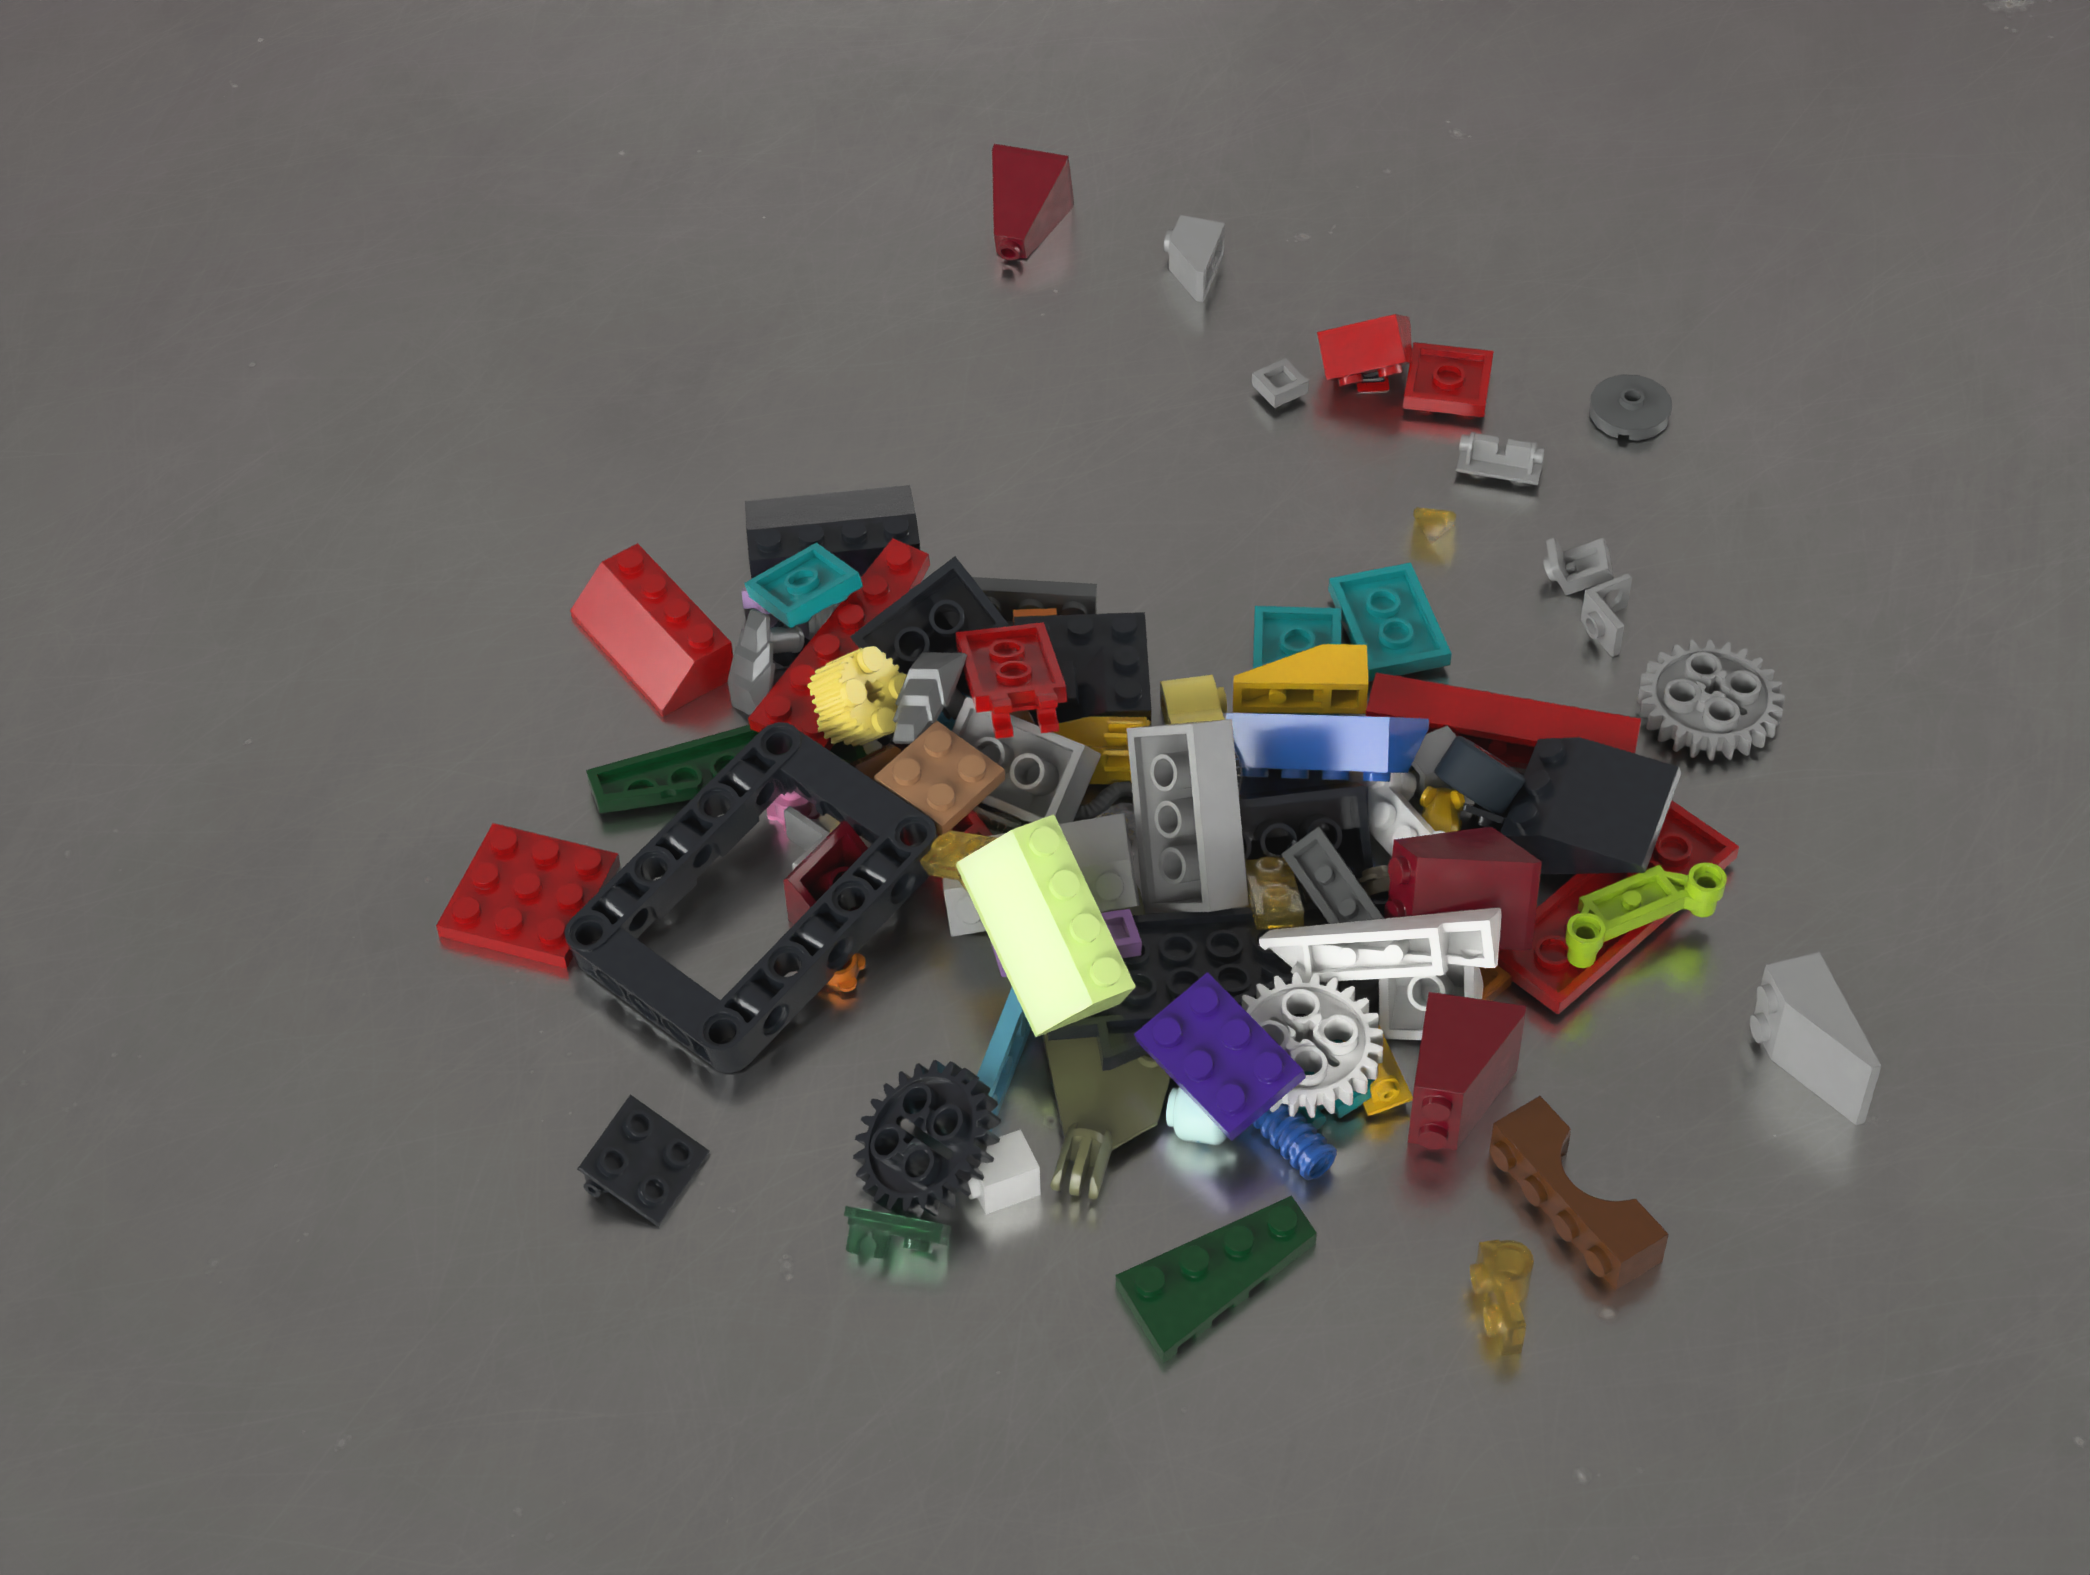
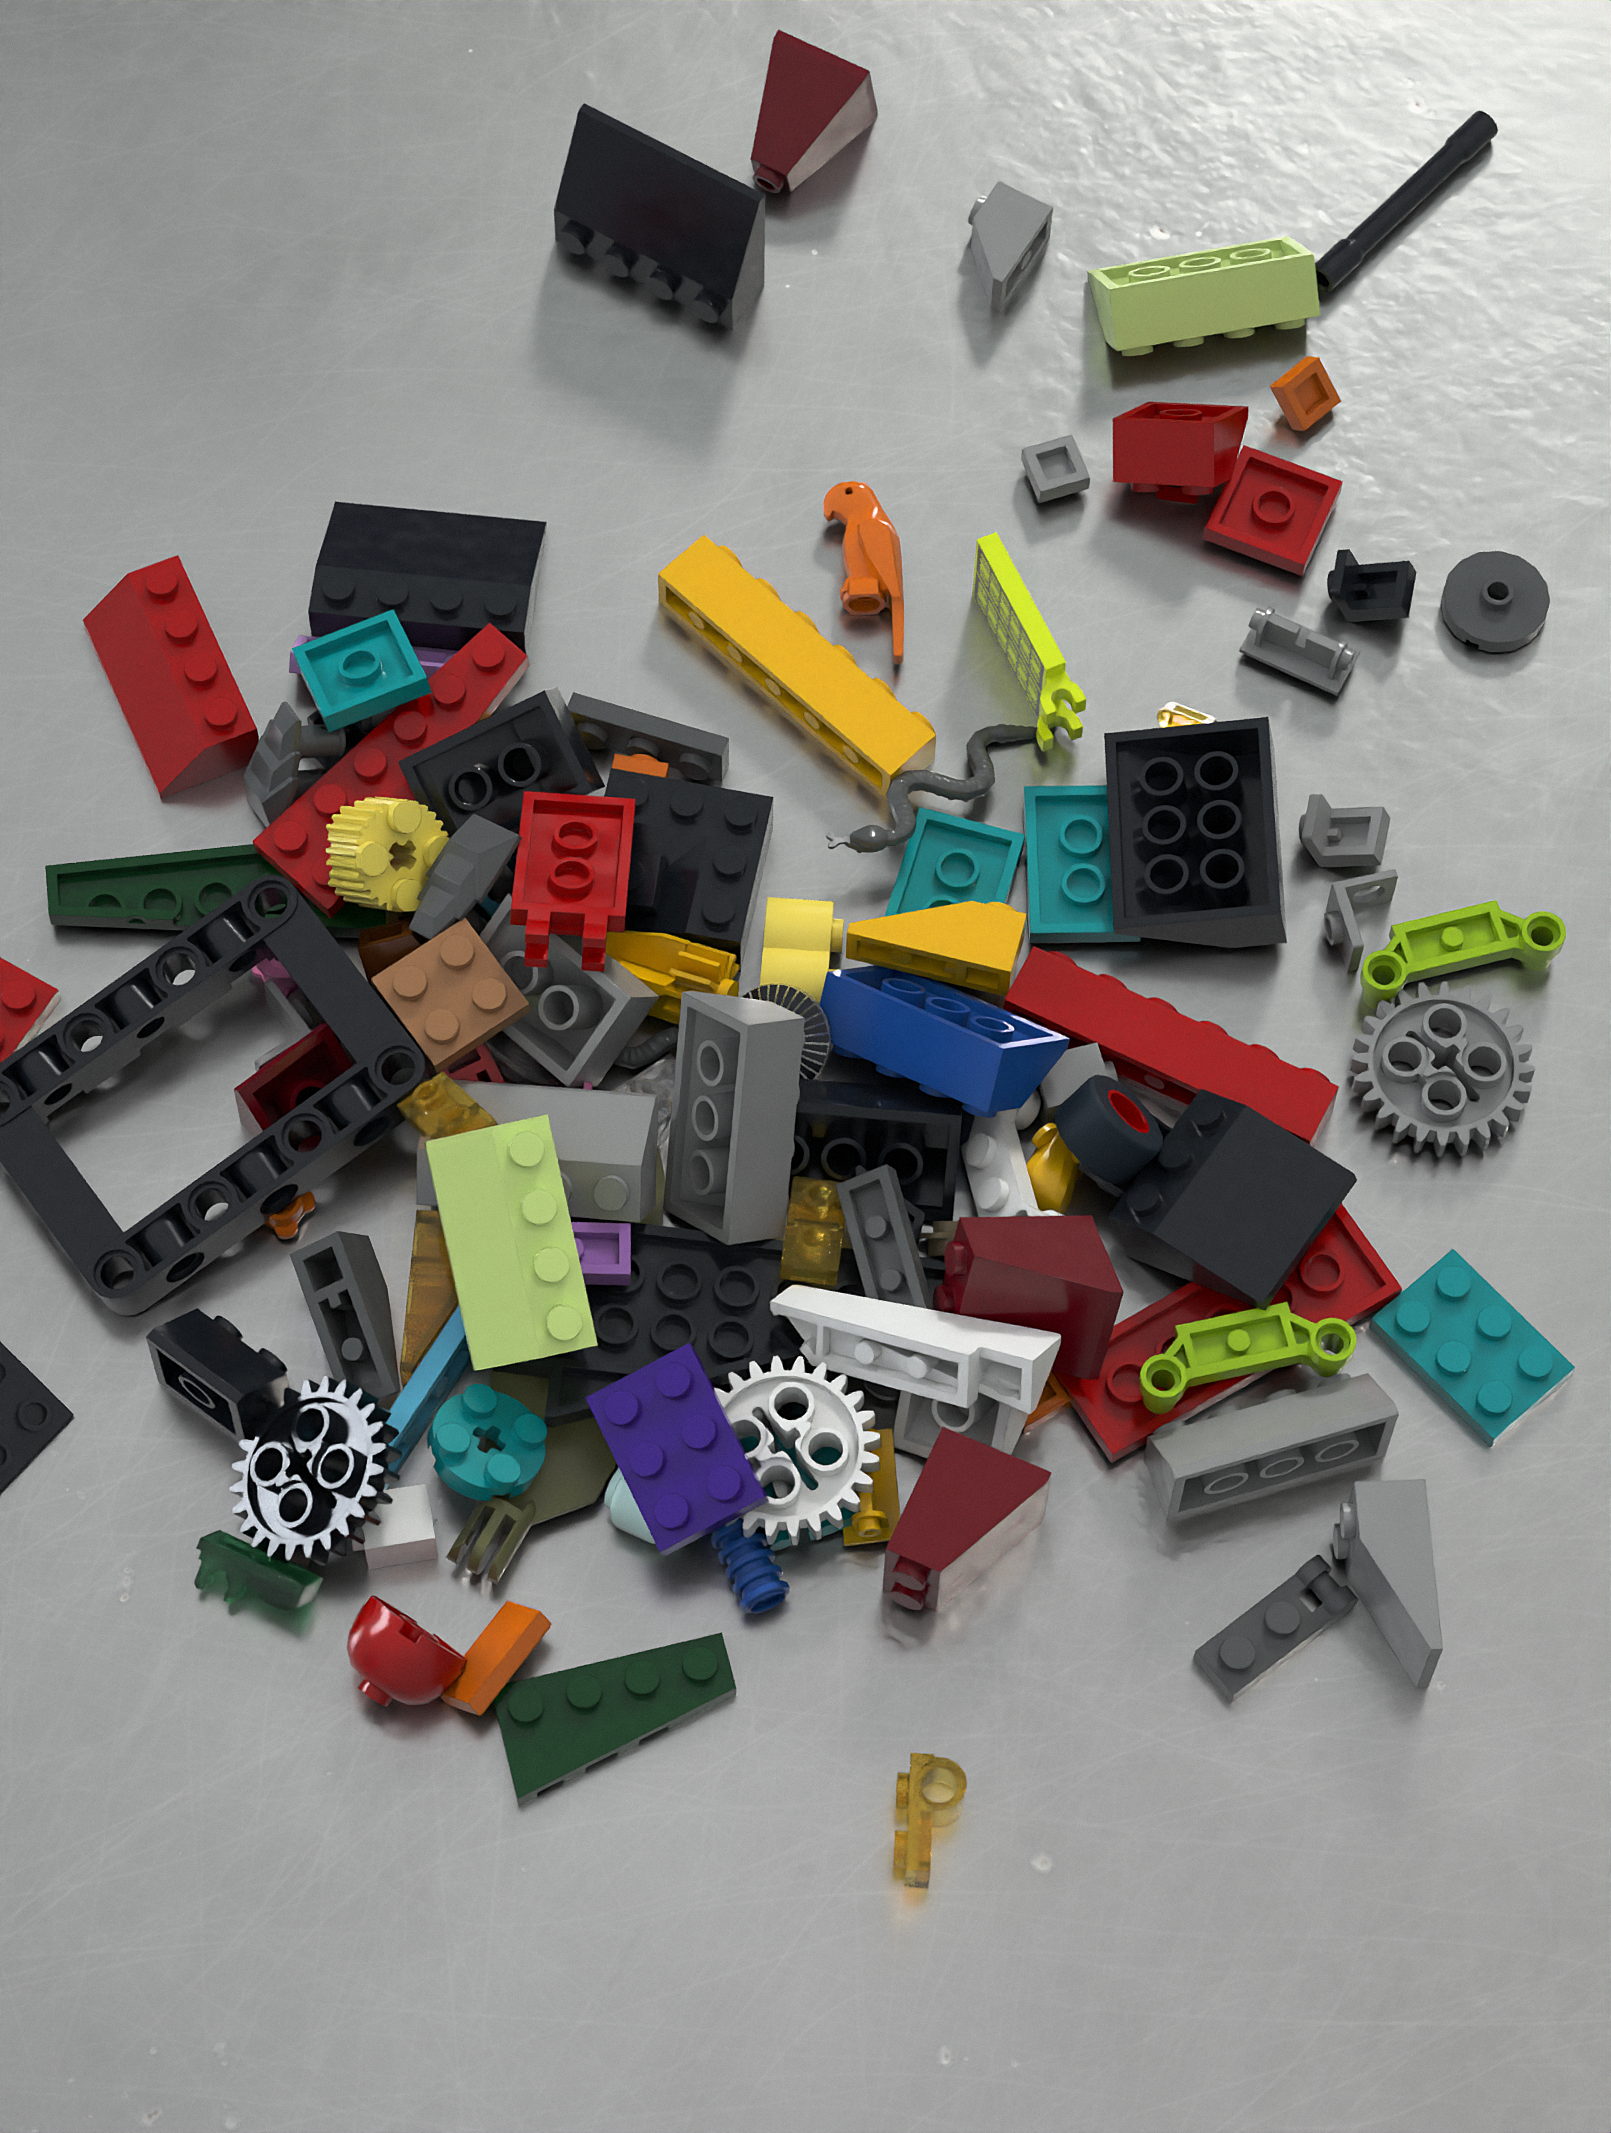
camera: 10 degrees right, 15 degrees up
(822, 1090) = (217, 1371): none -> black slope
(917, 1016) = (350, 1310): none -> dark grey slope
(942, 271) = (661, 218): none -> black slope
(981, 992) = (430, 1292): none -> clear yellow slope
(1035, 1261) = (399, 1656): none -> red cylinder
(1083, 1083) = (497, 1417): none -> teal plate
(1111, 1252) = (496, 1657): none -> orange tile
(1131, 537) = (795, 664): none -> yellow brick
(1162, 461) = (869, 556): none -> orange animal
(1238, 594) = (875, 838): none -> dark grey animal
(1299, 482) = (1025, 642): none -> neon yellow tile
(1352, 260) = (1205, 295): none -> yellowish green slope
(1445, 219) = (1458, 149): none -> black piece
(1445, 305) = (1305, 393): none -> orange plate
(1473, 581) = (1196, 834): none -> black slope
(1540, 413) = (1371, 590): none -> black bracket
(1614, 1236) = (1076, 1772): reddish brown arch -> none
(1680, 971) = (1269, 1443): none -> light grey slope
(1692, 617) = (1459, 942): none -> lime plate
(1729, 1104) = (1273, 1629): none -> dark grey plate
(1805, 880) = (1471, 1347): none -> teal plate

